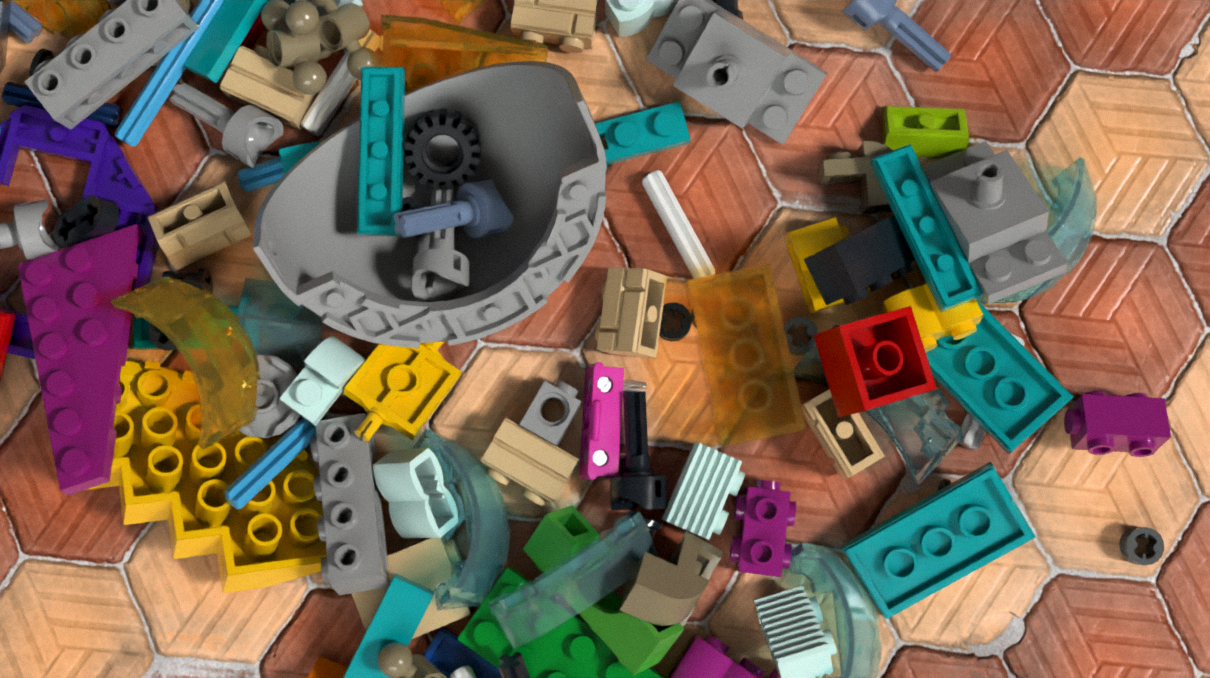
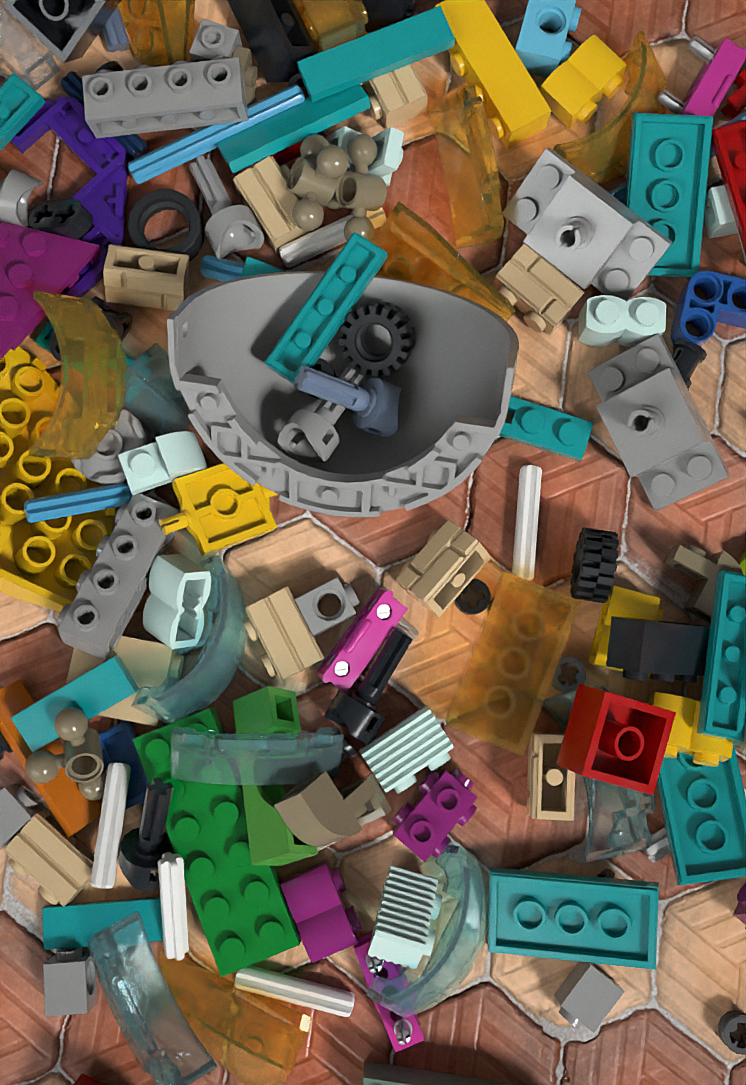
camera: 30 degrees right, 0 degrees up
(173, 143) = (166, 200): none -> black tyre
(760, 225) = (594, 565): none -> black tyre
(994, 599) = (587, 996): none -> light grey brick

